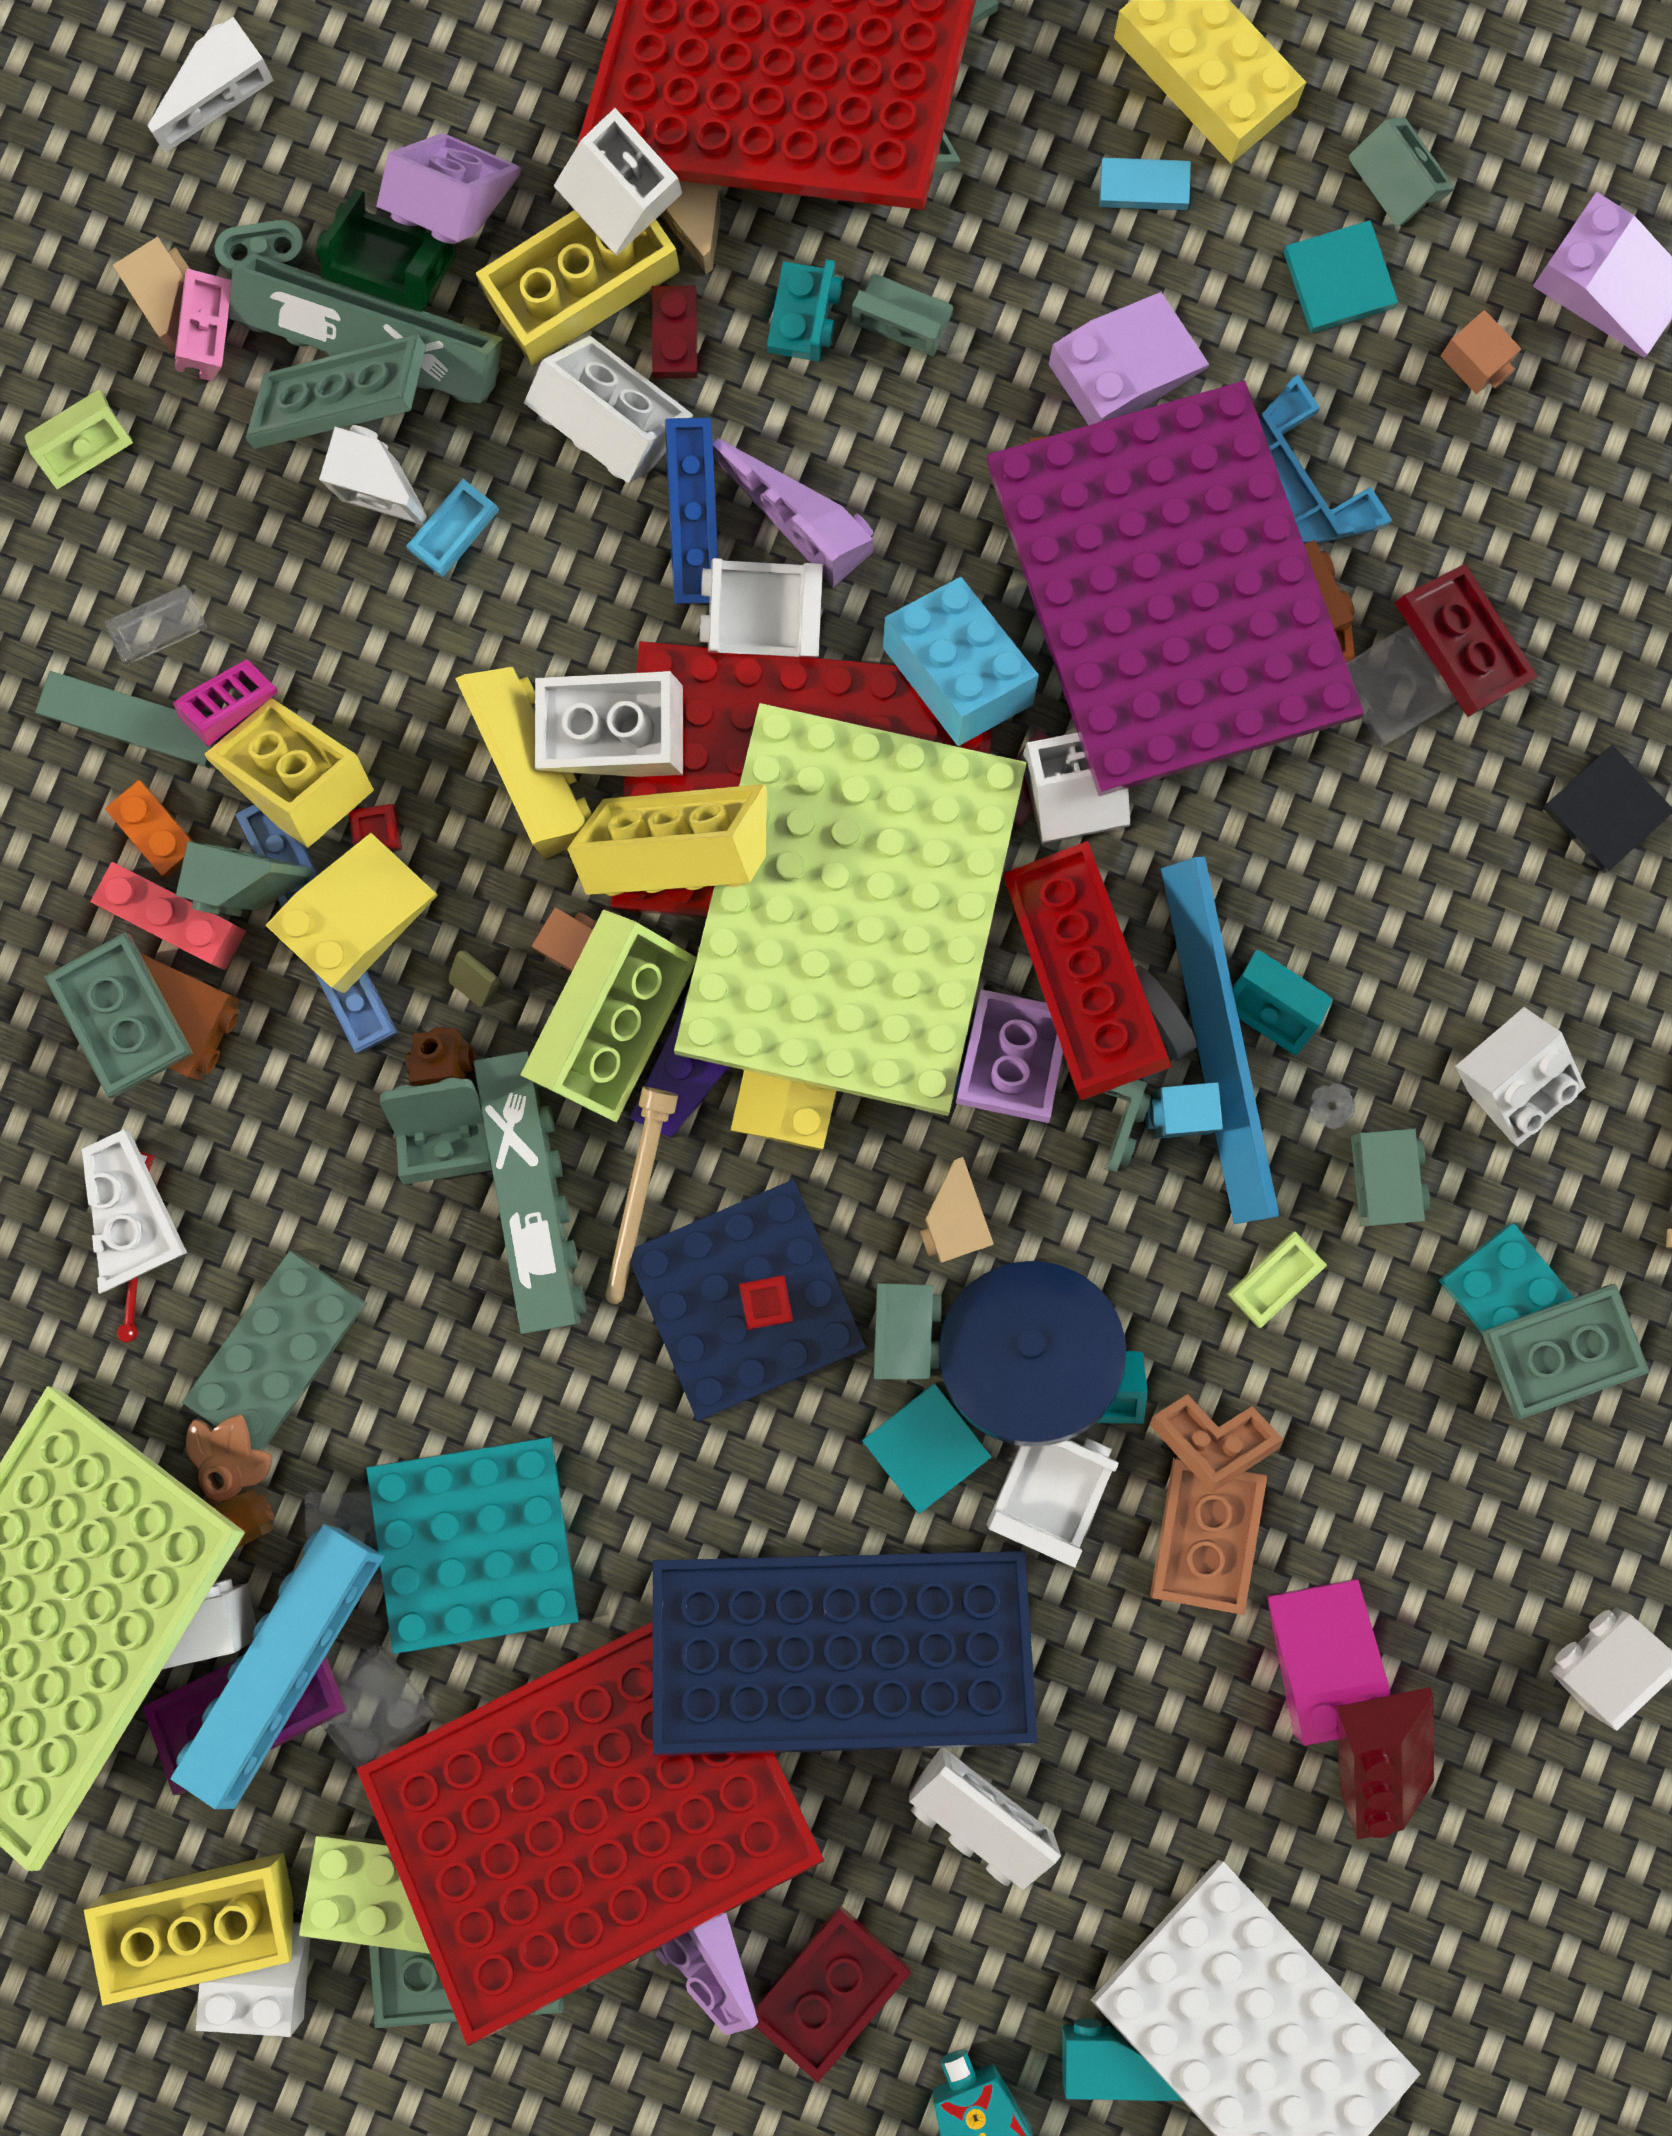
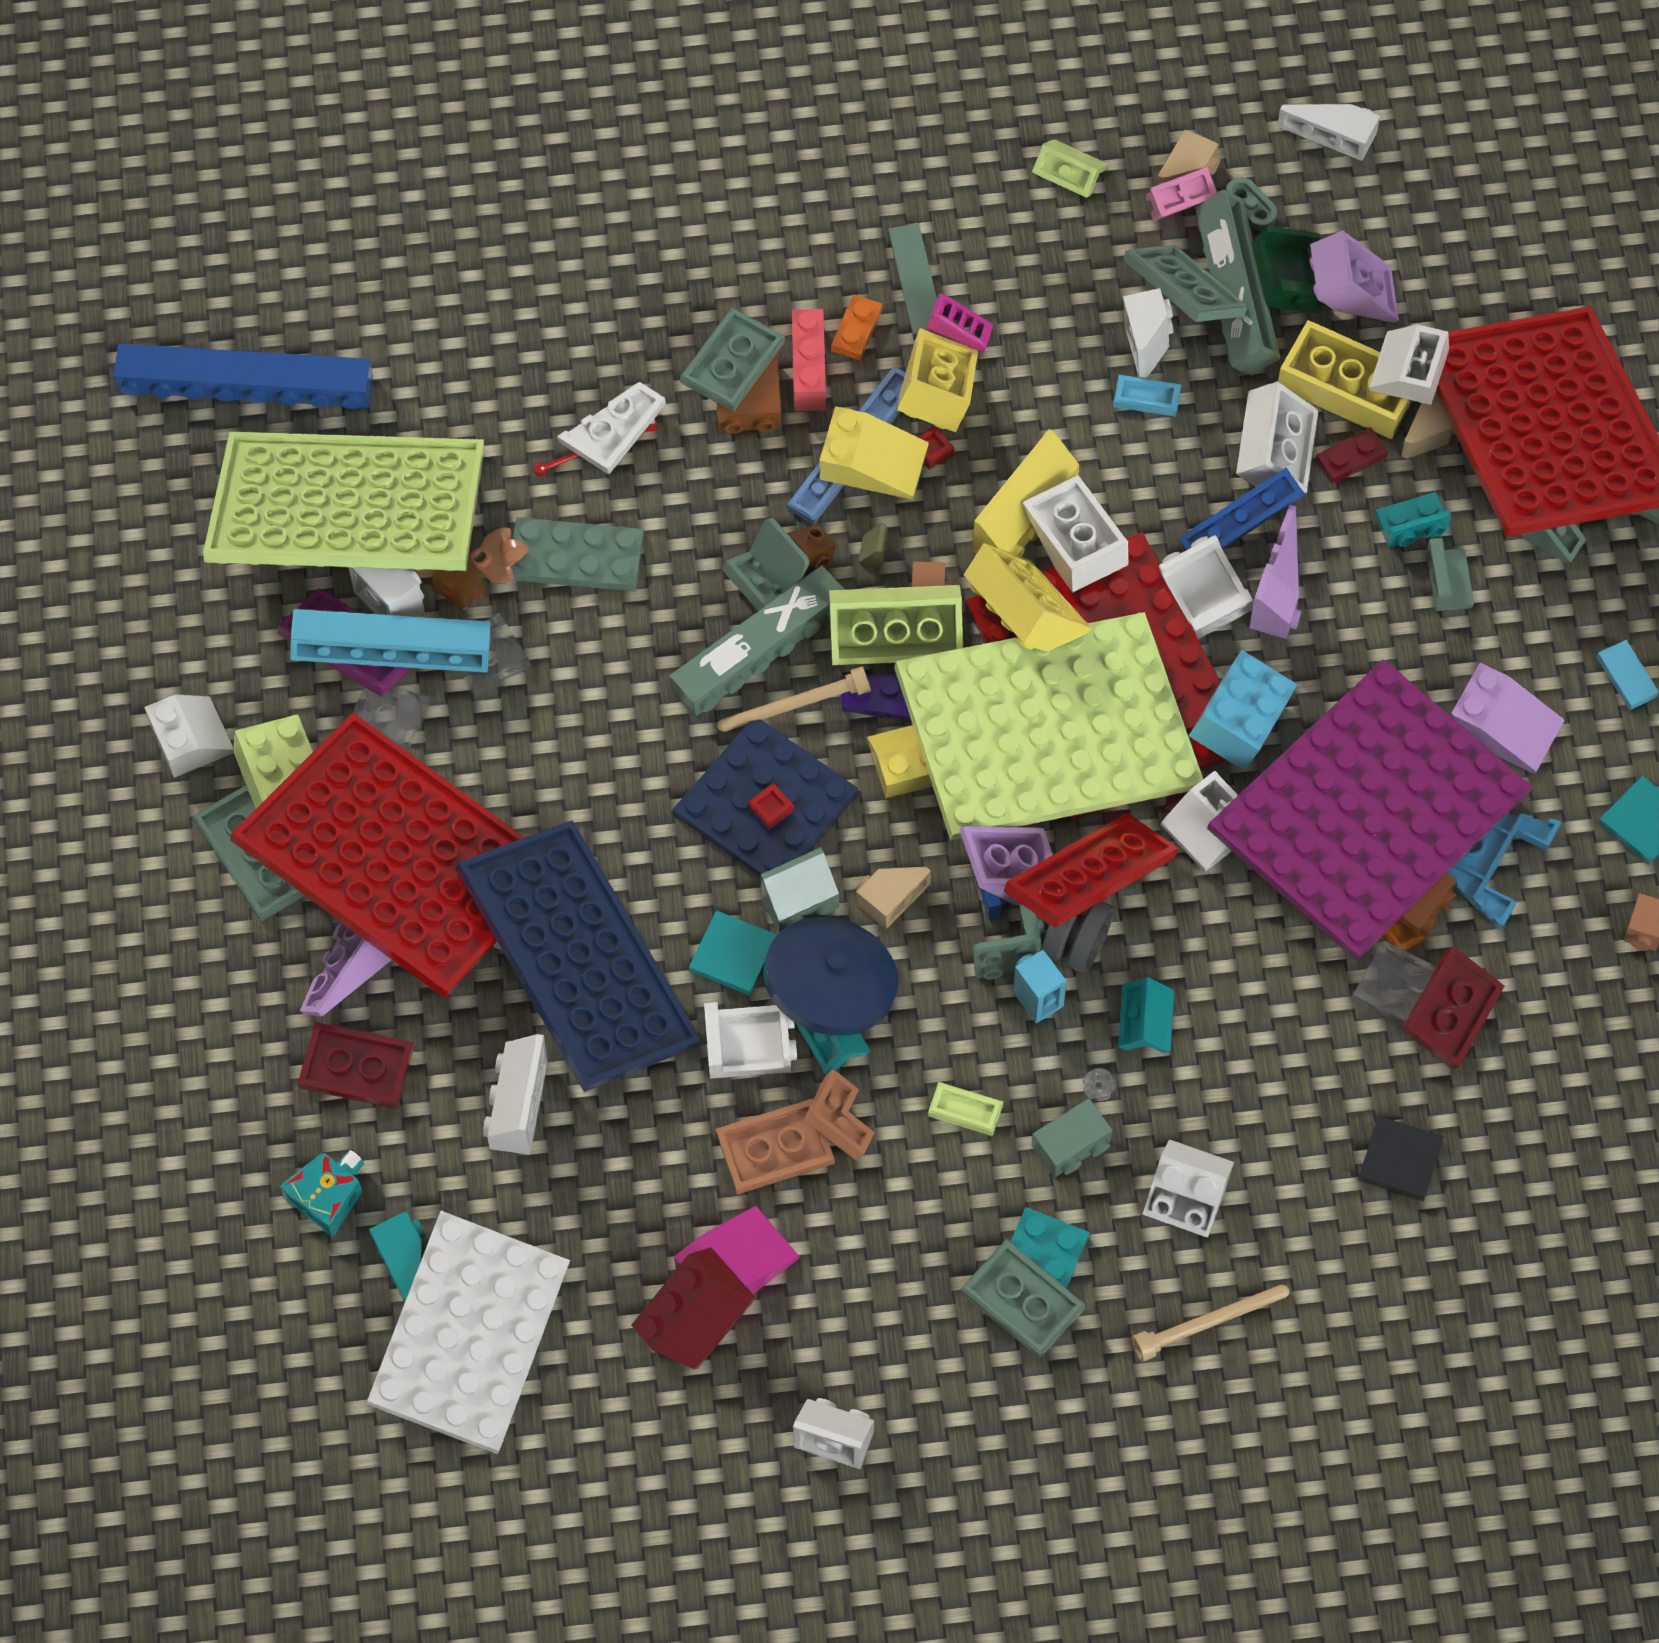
camera: 55 degrees right, 20 degrees down
(155, 625) = (983, 266): clear tile -> none
(191, 1929) = (204, 676): light yellow slope -> none
(233, 879) = (852, 377): sand green slope -> none
(472, 1544) = (522, 722): teal plate -> none
(1220, 1039) = (1098, 993): dark azure tile -> none

